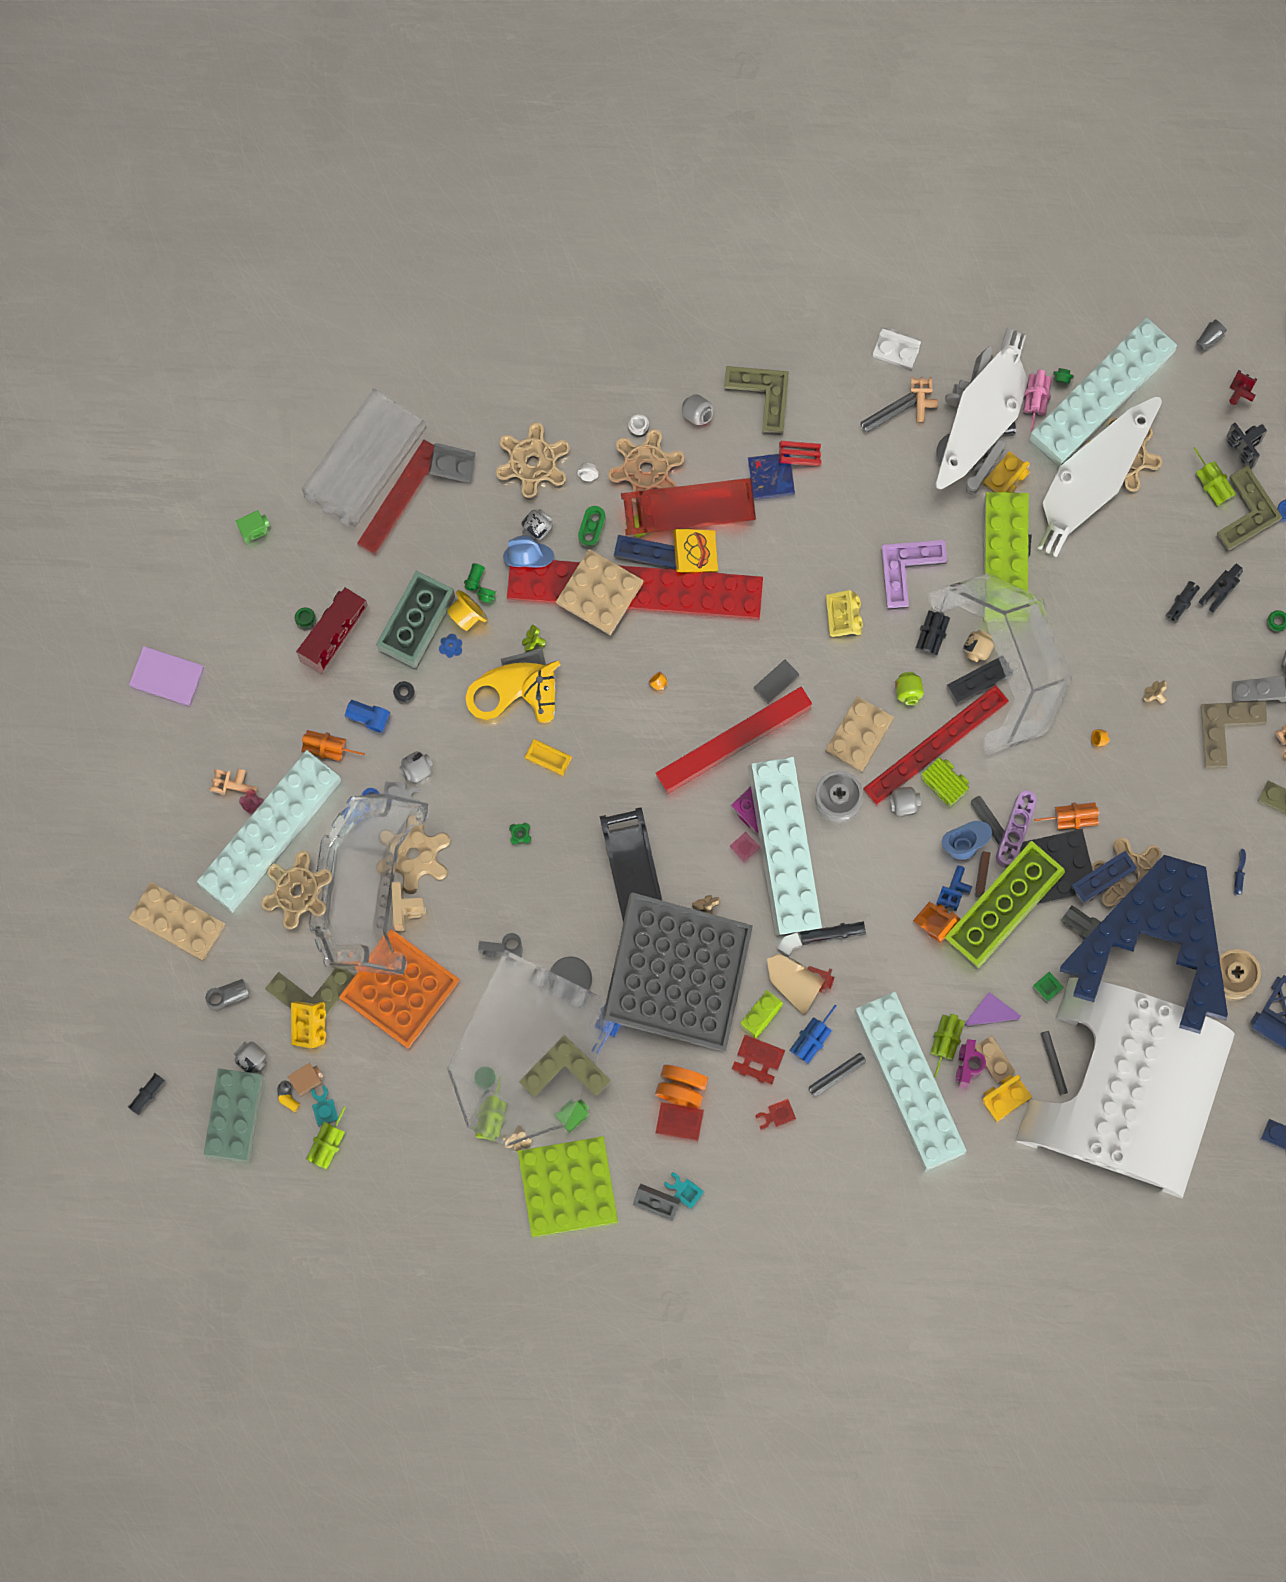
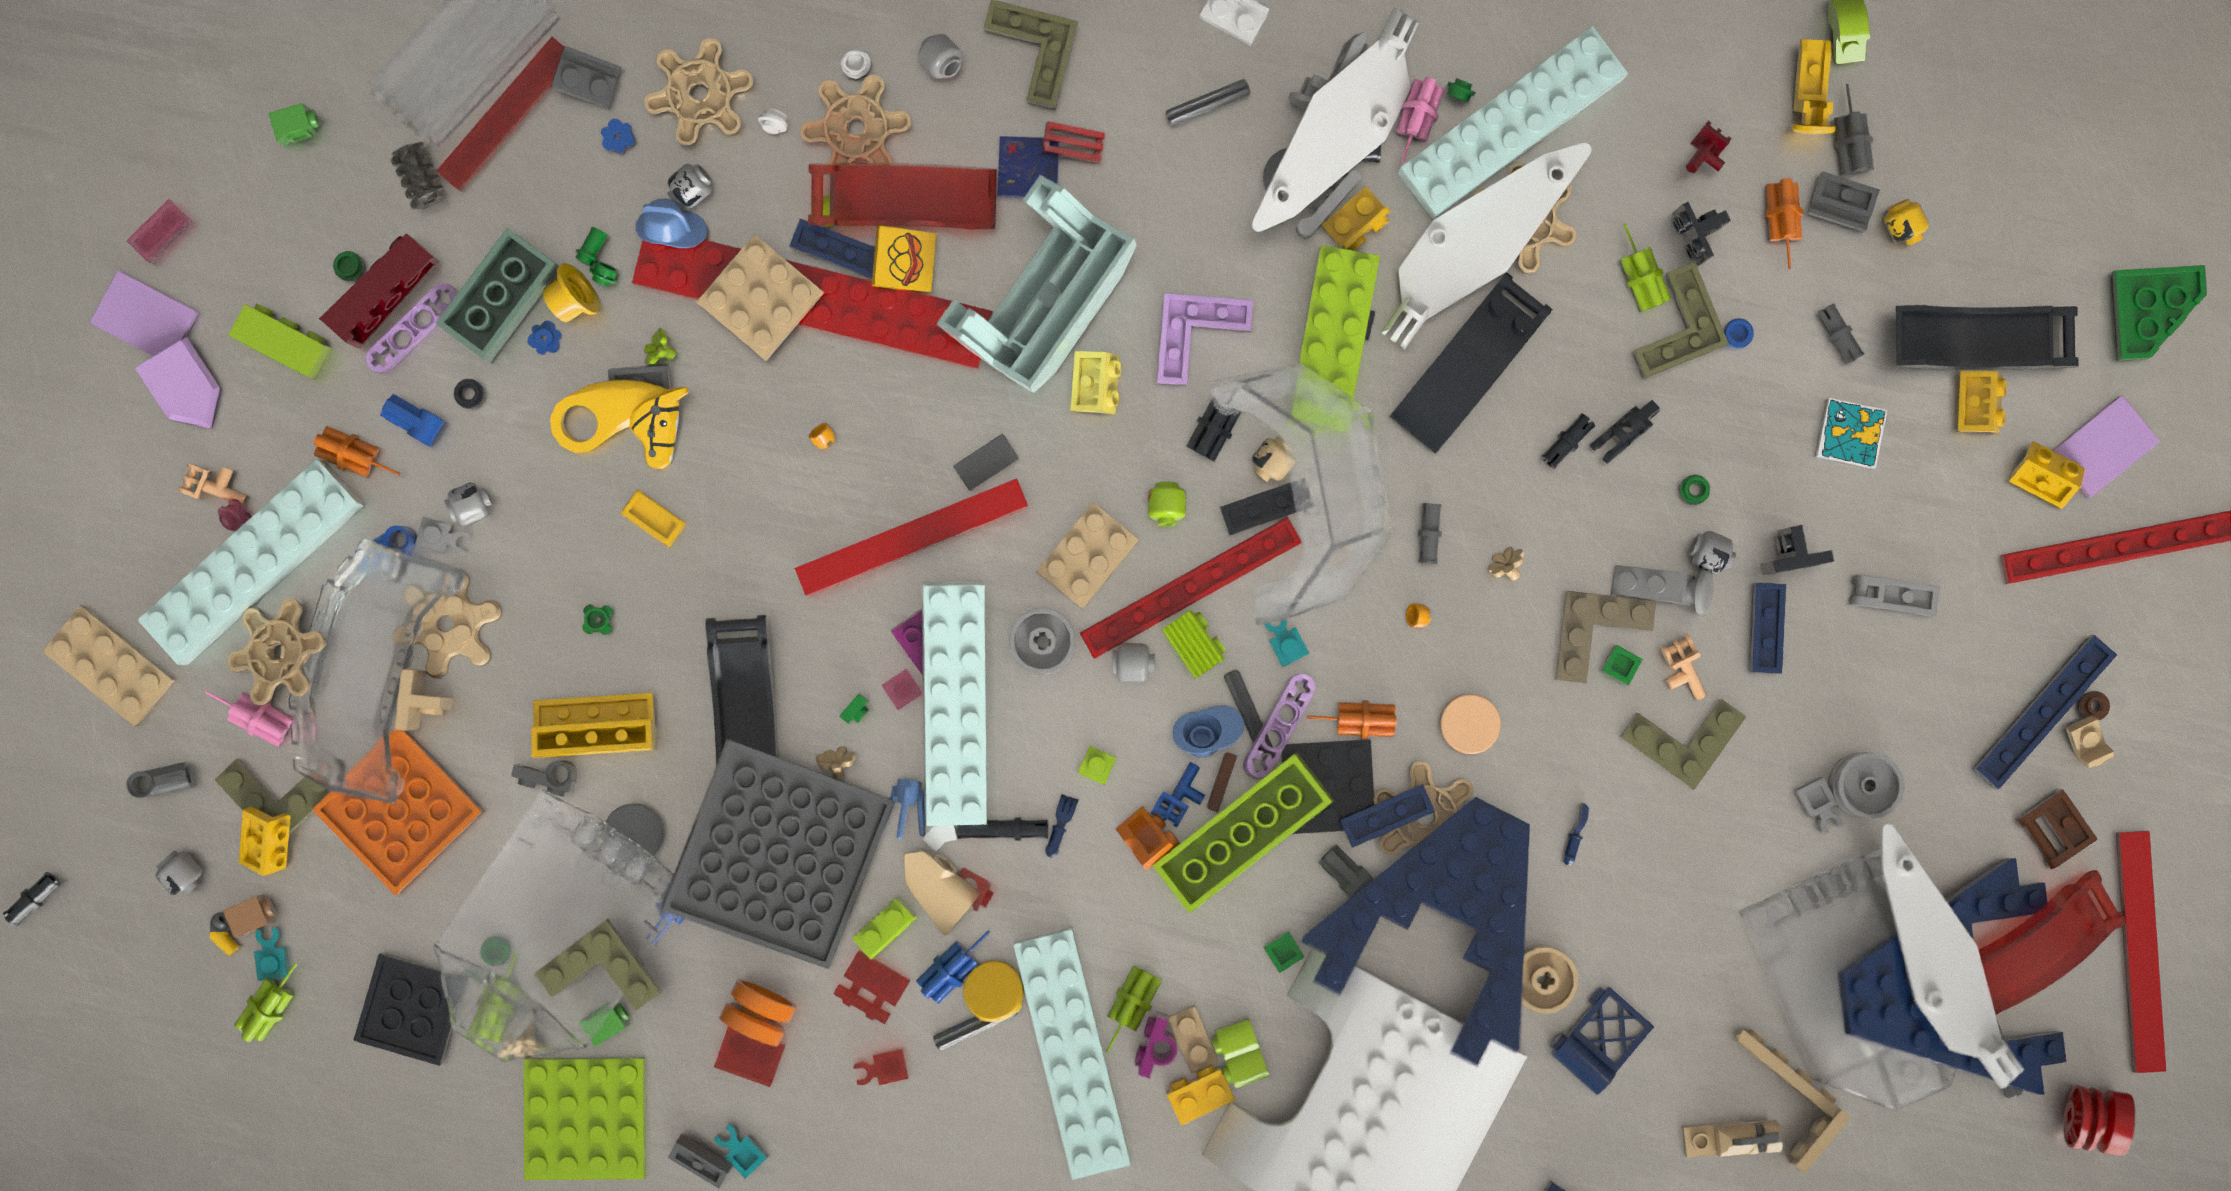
camera: 10 degrees right, 10 degrees up
(168, 614) = (159, 231): none -> clear pink plate
(200, 717) = (181, 384): none -> lavender tile
(233, 1115) = (143, 950): sand green brick -> none
(265, 675) = (280, 340): none -> lime brick
(289, 940) = (258, 719): none -> bright pink piece
(344, 549) = (416, 176): none -> clear smoke piece
(354, 651) = (408, 323): none -> lavender beam
(429, 1128) = (405, 1011): none -> black plate
(478, 494) = (616, 128): none -> blue plant
(530, 905) = (593, 725): none -> yellow brick
(591, 527) = (764, 200): green plate -> none
(714, 865) = (855, 710): none -> green plate
(761, 918) = (907, 793): none -> medium blue plant
(805, 556) = (1052, 296): none -> light aqua wedge
(846, 1046) = (993, 991): none -> yellow tile
(874, 917) = (1064, 814): none -> dark blue piece
(891, 878) = (1097, 765): none -> lime plate
(921, 401) = (1256, 95): light nougat arm -> none
(992, 1011) = (1201, 971): medium lavender tile -> none
(1011, 773) = (1287, 644): none -> teal plate
(1030, 1062) = (1241, 1053): none -> lime brick
(1054, 1063) = (1274, 1056): dark grey bar -> none
(1097, 680) = (1429, 533): none -> dark grey pin
(1103, 560) = (1469, 364): none -> black windscreen
(1150, 806) = (1470, 724): none -> light nougat tile
(1211, 334) = (1680, 62): dark grey cone -> none
(1249, 749) = (1621, 665): none -> green plate

